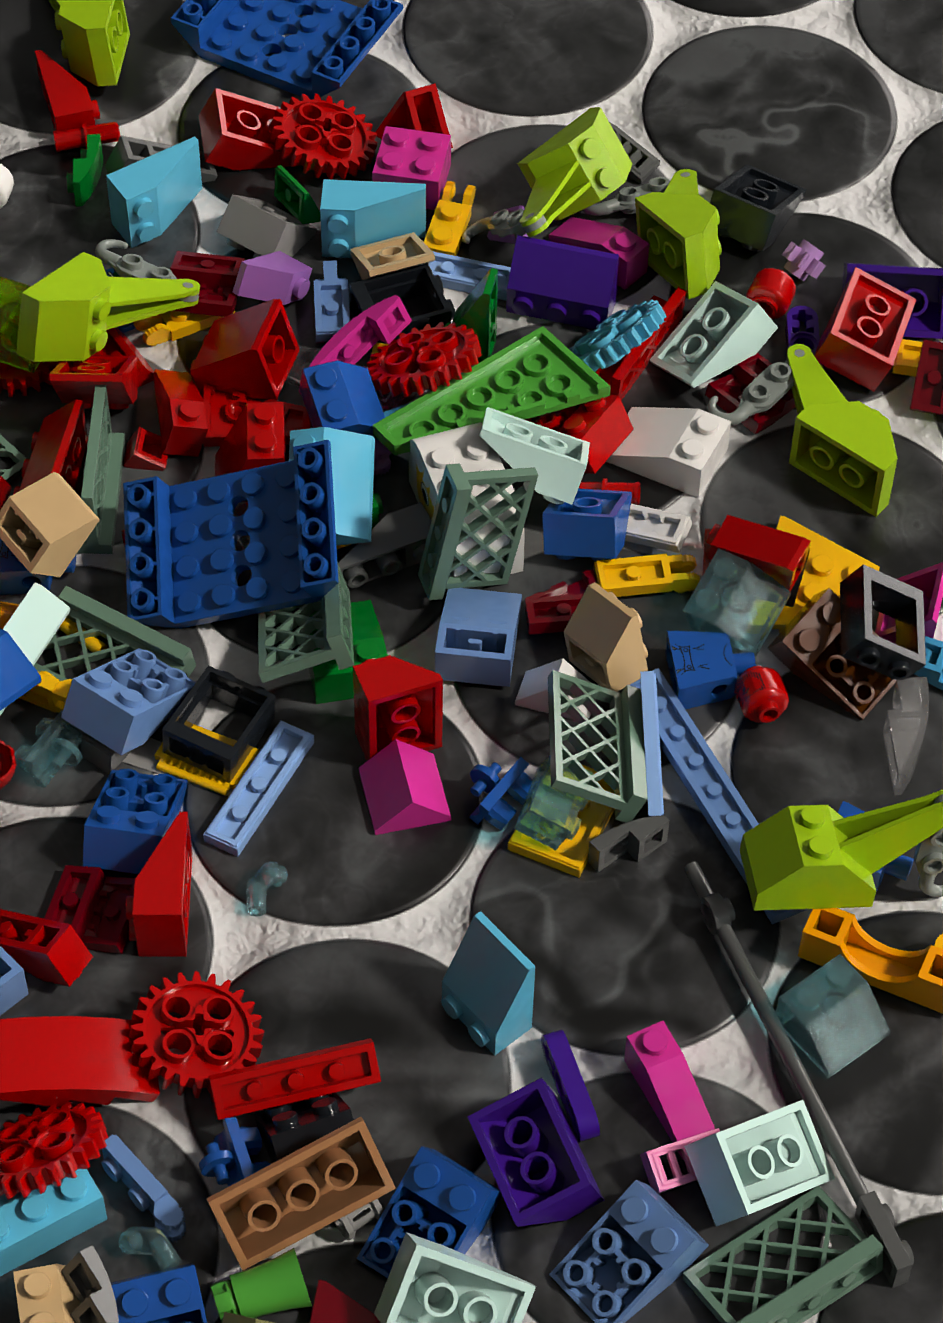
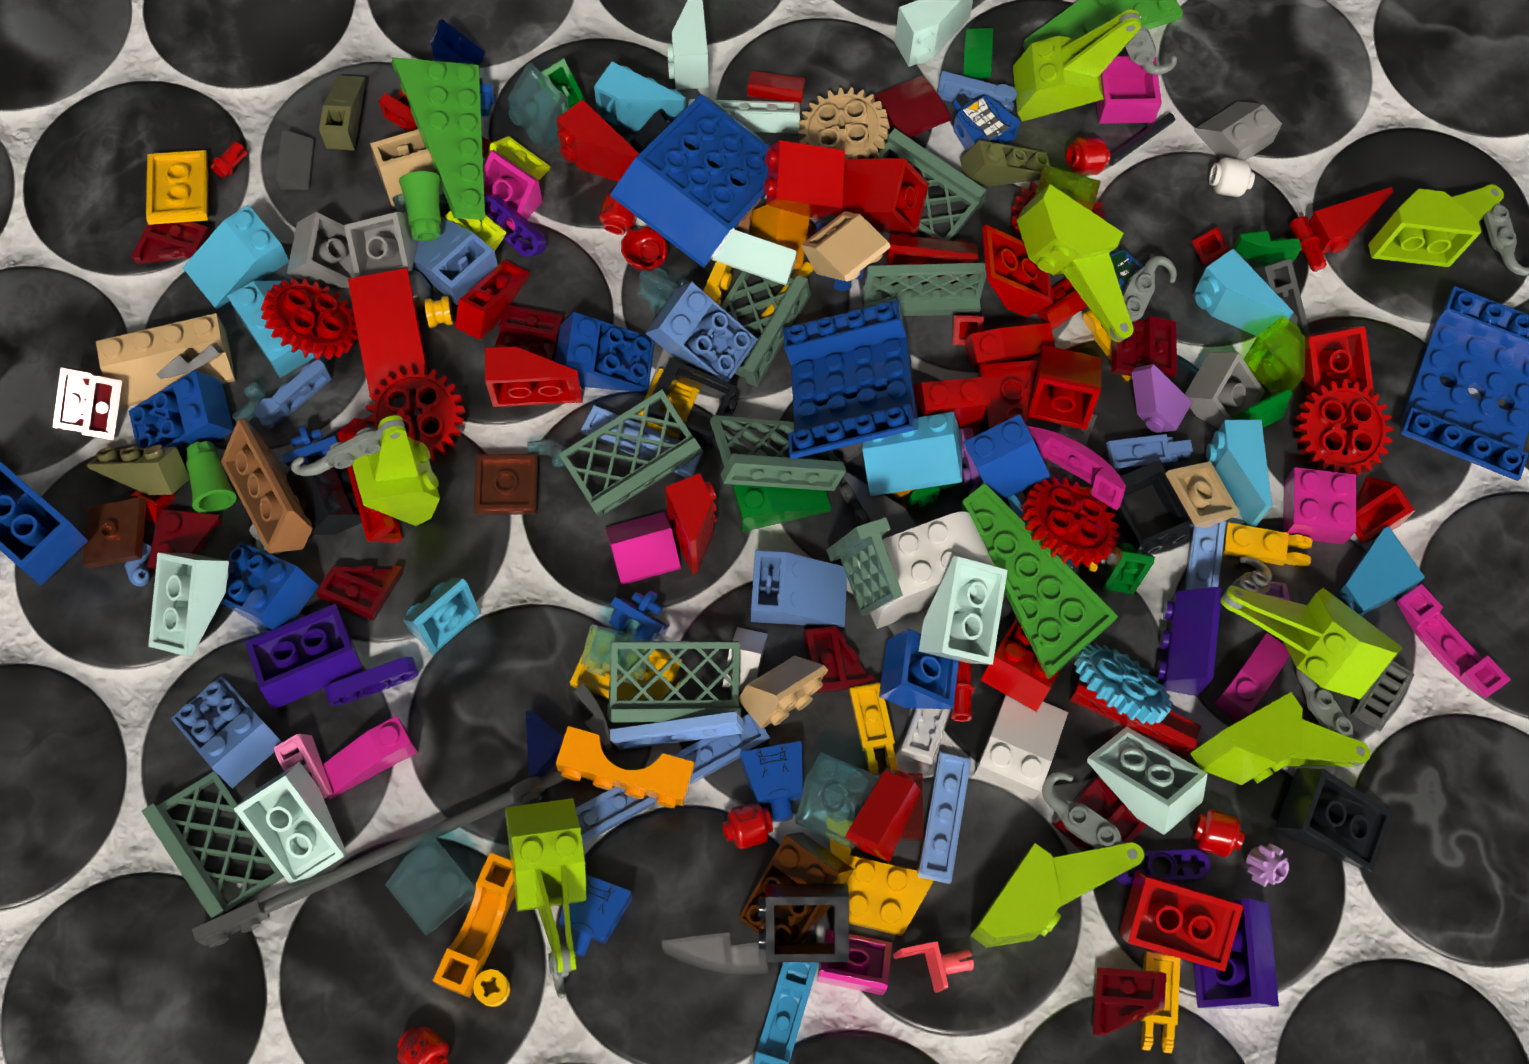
camera: 85 degrees right, 15 degrees up
(40, 1000) = (439, 311): none -> yellow wheel
(73, 219) = (1211, 246): none -> red slope
(237, 166) = (1278, 356): none -> clear neon green slope
(306, 934) = (505, 484): none -> copper plate
(310, 1013) = (388, 468): none -> lime slope
(319, 774) = (642, 477): none -> sand green fence
(440, 1102) = (359, 588): none -> dark red wing
(492, 134) = (1380, 575): none -> dark azure slope
(576, 96) = (1447, 644): none -> dark pink slope
(661, 898) = (542, 745): none -> clear blue slope
(685, 832) = (664, 779): none -> light orange arch
(709, 510) = (944, 818): none -> light blue tile
(911, 538) = (939, 964): none -> coral bracket

